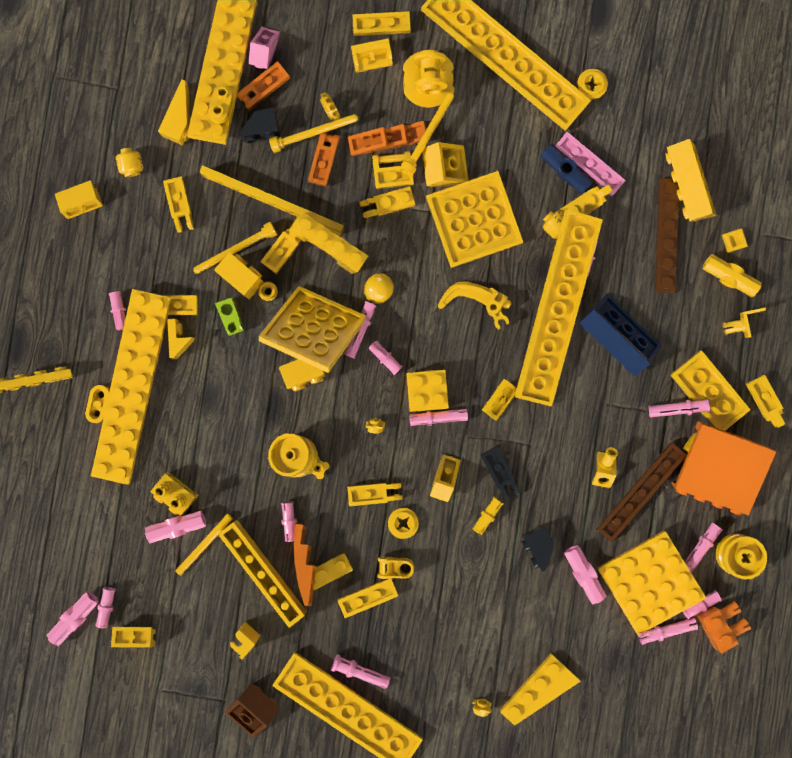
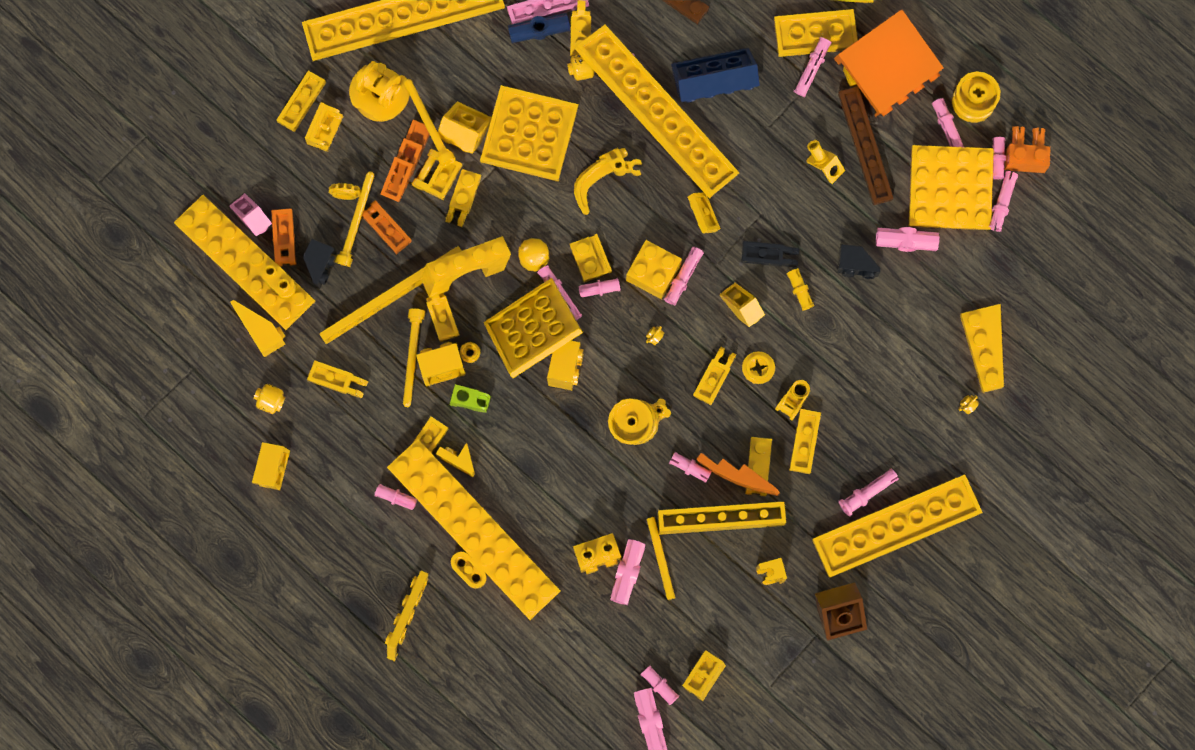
camera: 55 degrees left, 10 degrees down
(405, 334) = (590, 258): none -> yellow plate

